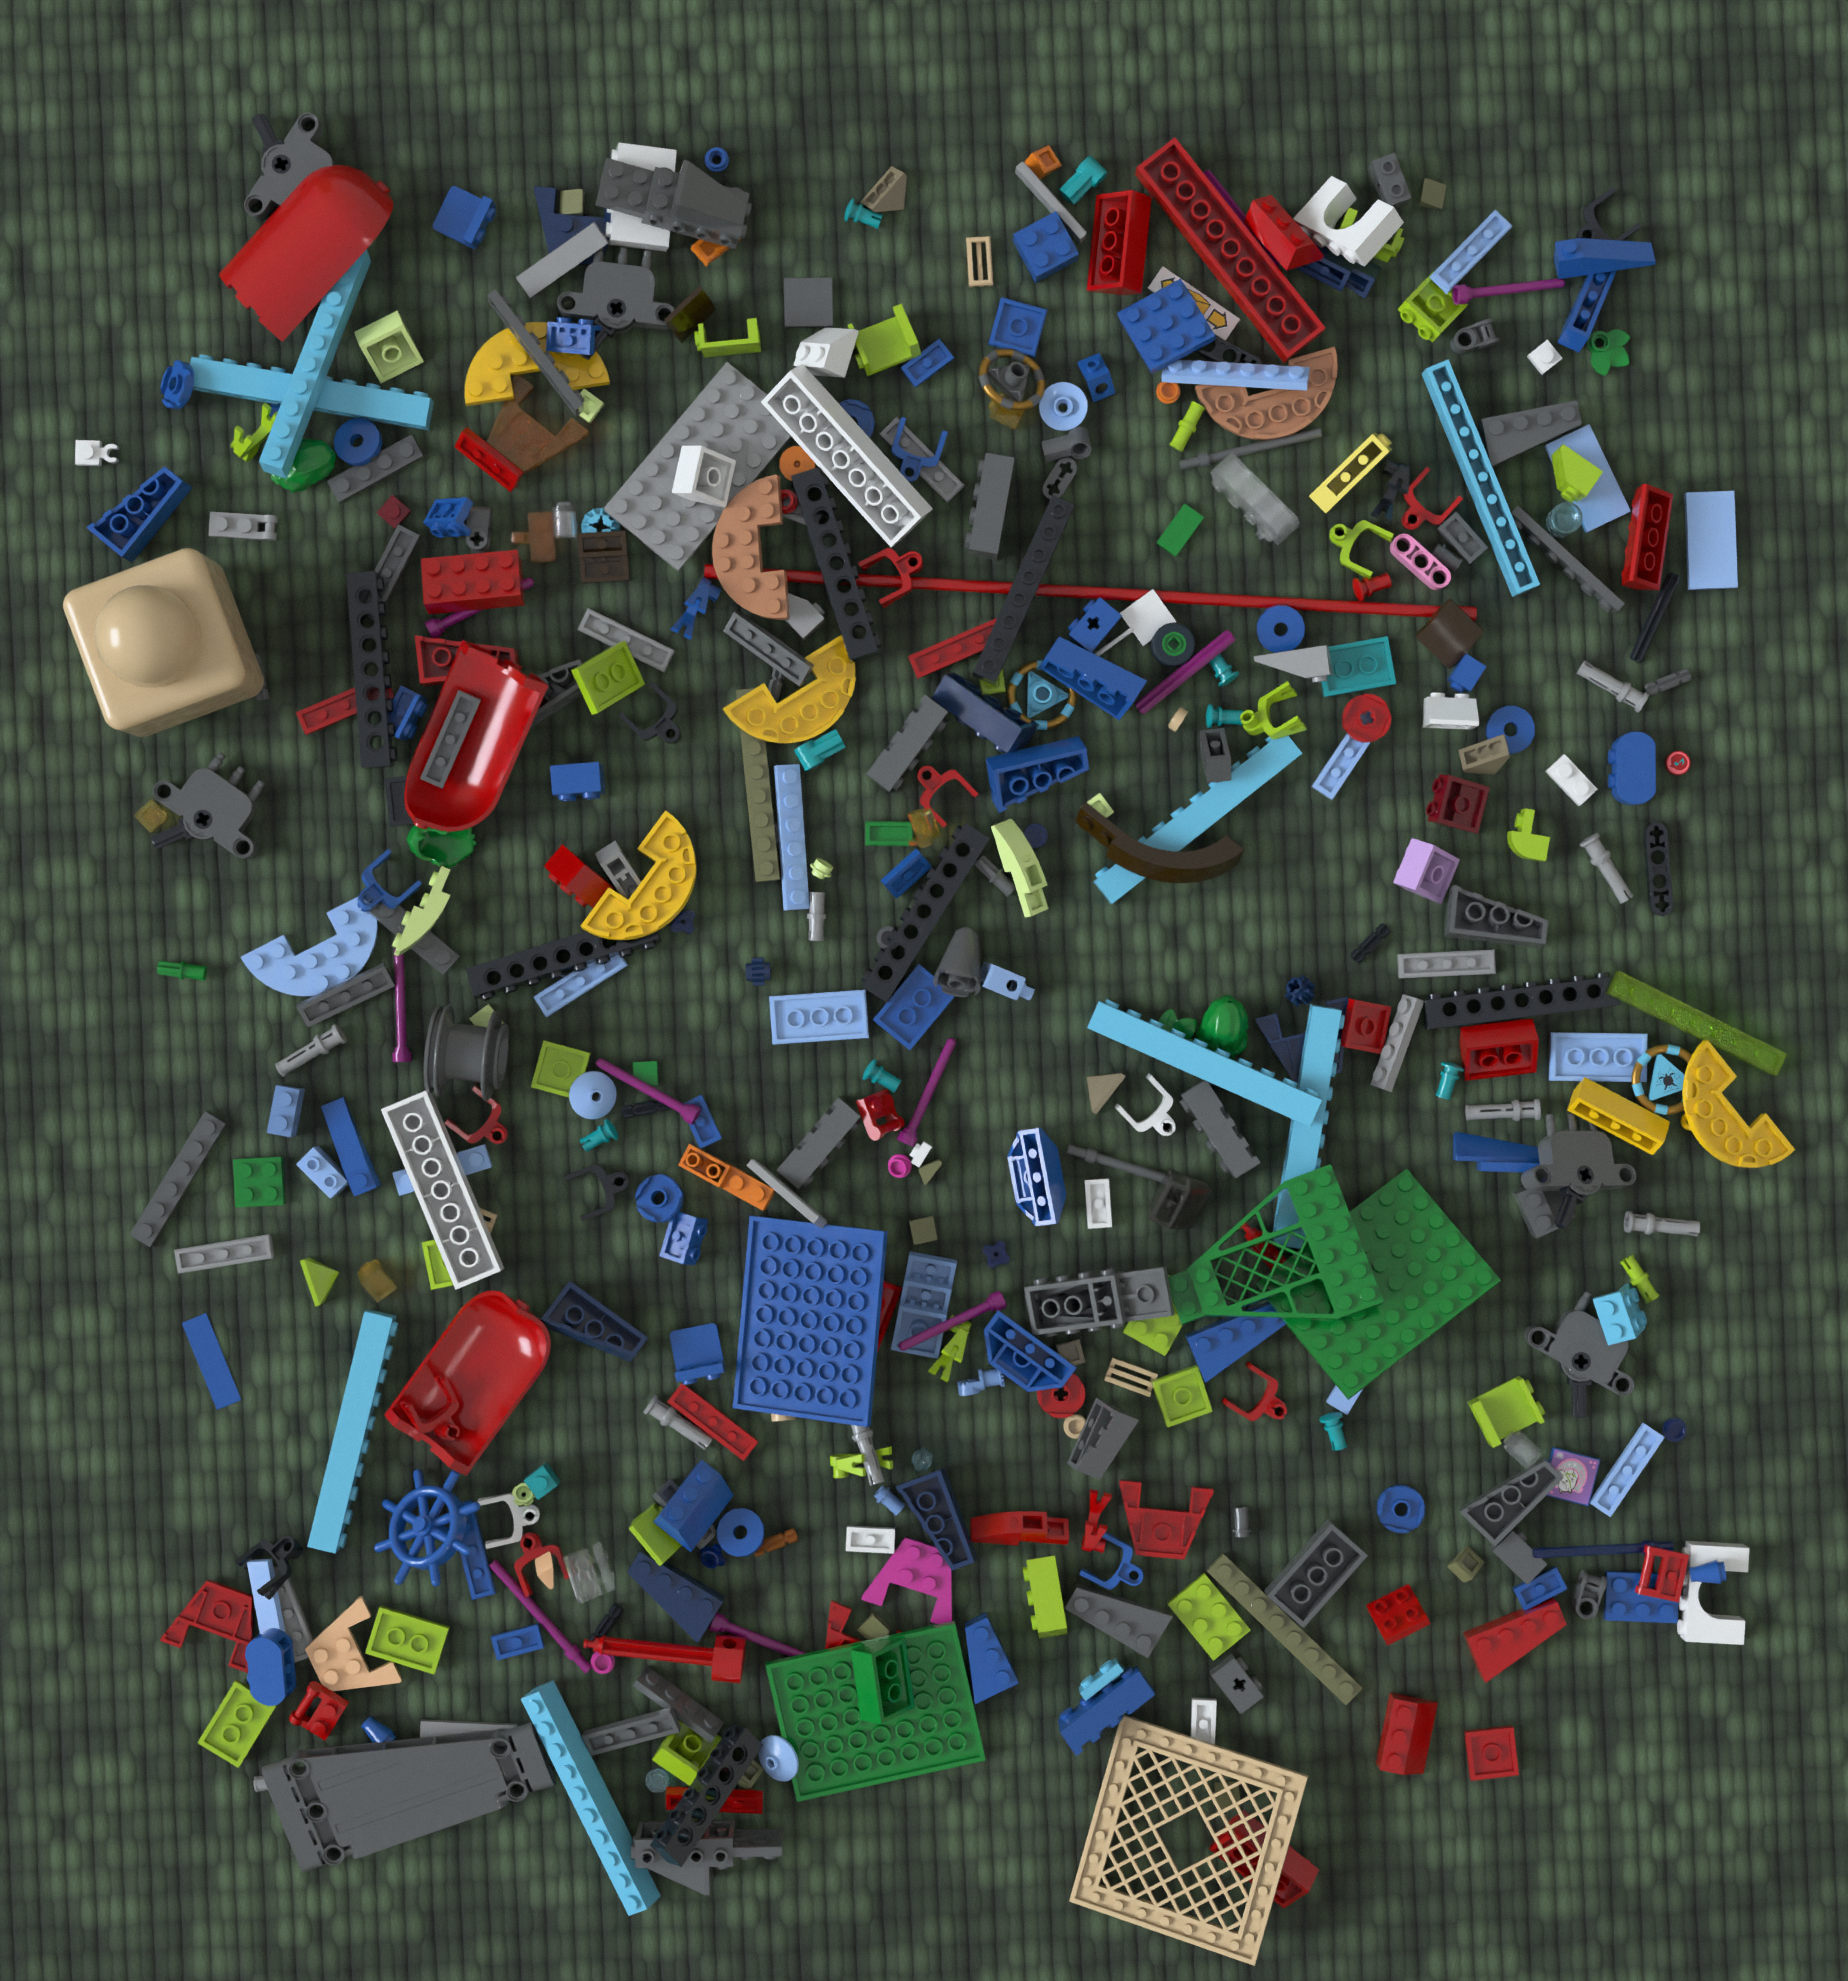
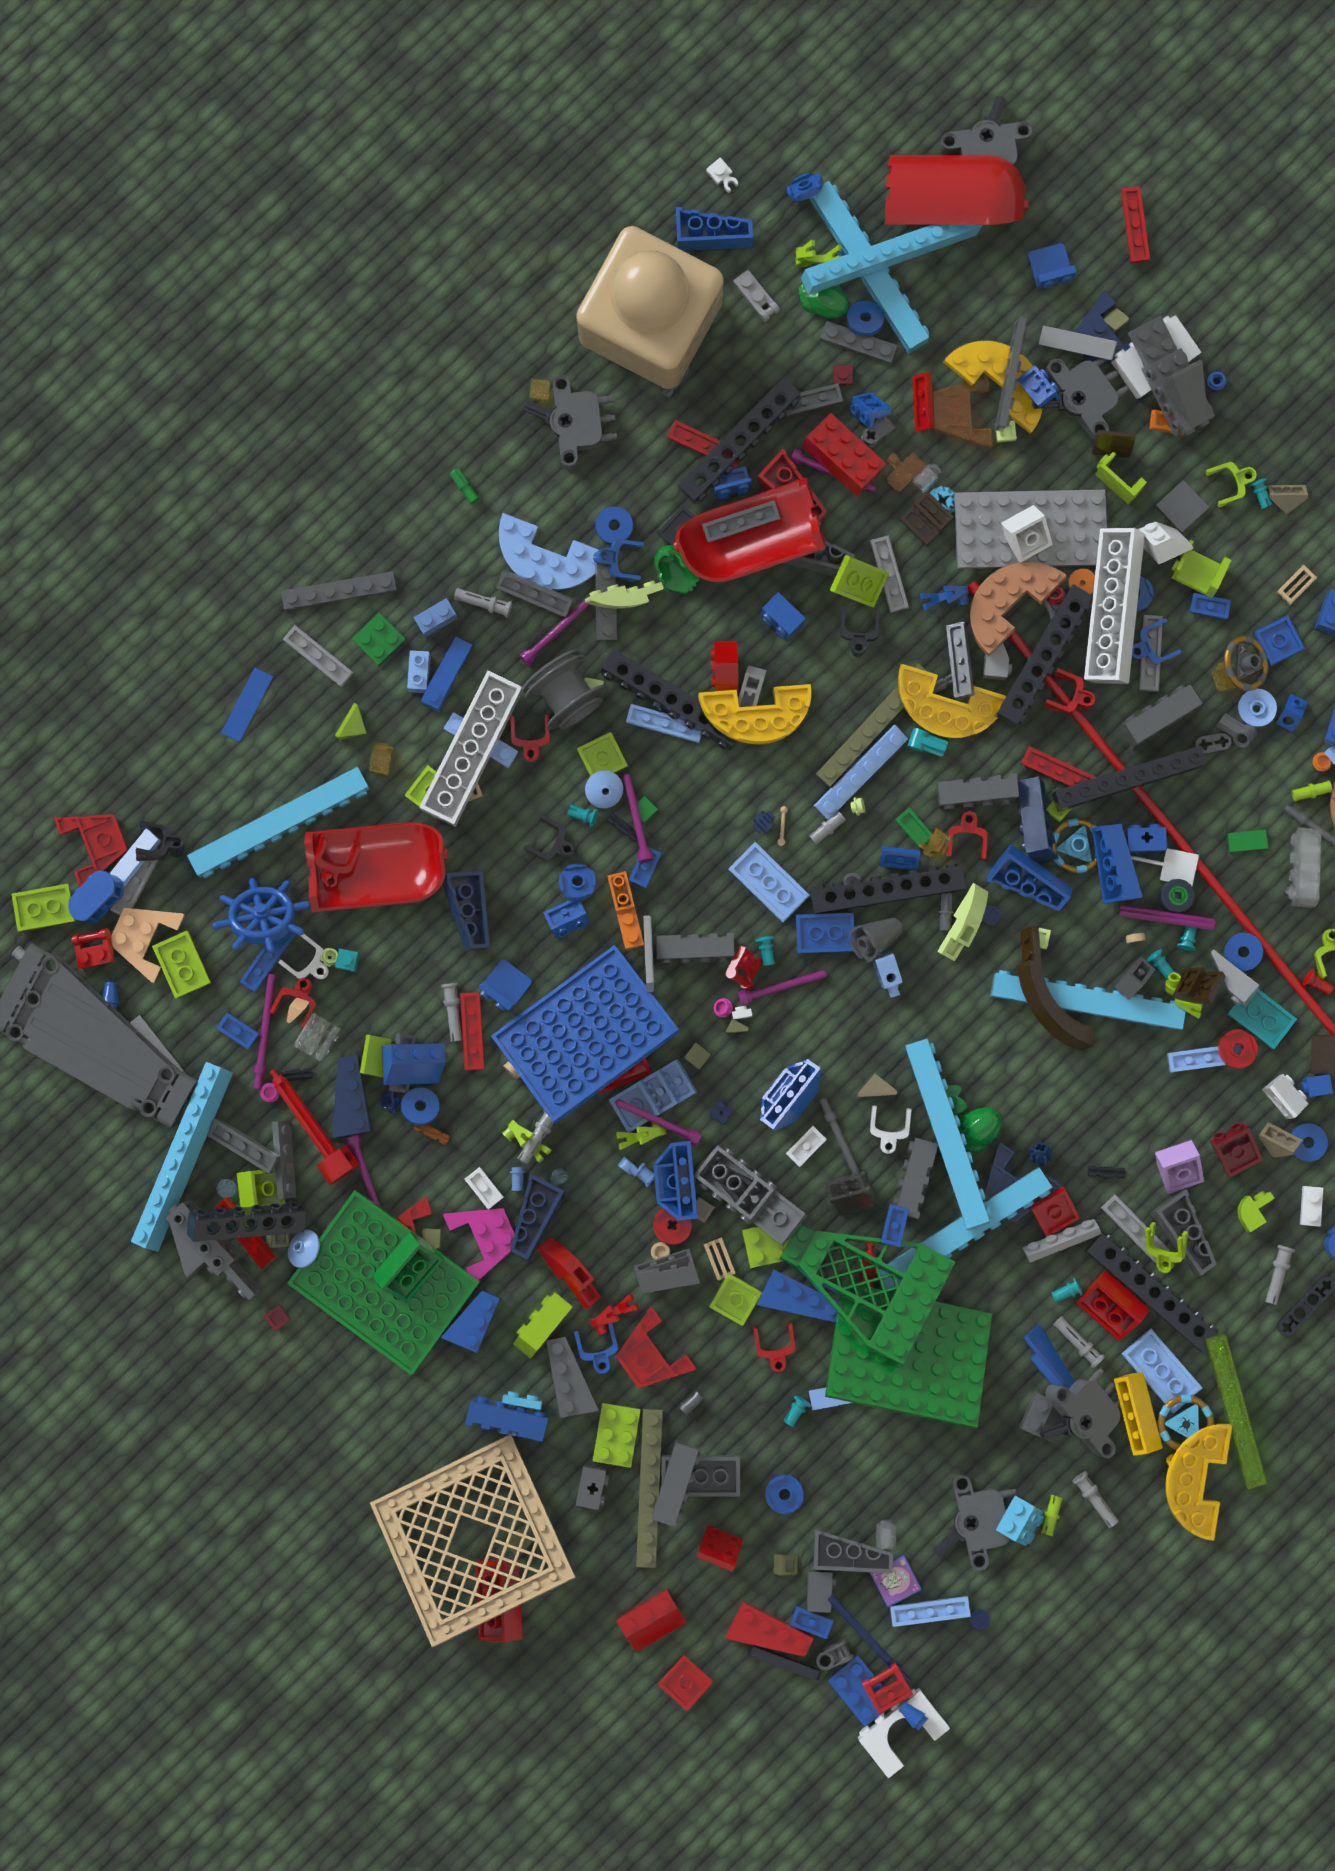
camera: 50 degrees right, 5 degrees down
(334, 853) = (614, 514): none -> blue tile
(388, 347) = (936, 288): yellowish green slope -> none
(496, 99) = (1135, 225): none -> red plate
(687, 926) = (753, 757): clear blue plate -> none
(764, 942) = (781, 841): none -> tan hinge
(821, 1838) = (277, 1318): none -> dark red plate
(830, 223) = (1239, 476): none -> lime piece
(1203, 1719) = (552, 1486): white plate -> none
(1247, 1191) = (894, 1225): none -> blue plate
(1276, 702) = (1199, 986): none -> dark brown slope
(1301, 1603) = (675, 1483): none -> dark grey brick
(1500, 962) = (1165, 1259): none -> lime piece
(1506, 1409) = (901, 1505): lime panel -> none
(1555, 1645) = (784, 1662): none -> black beam

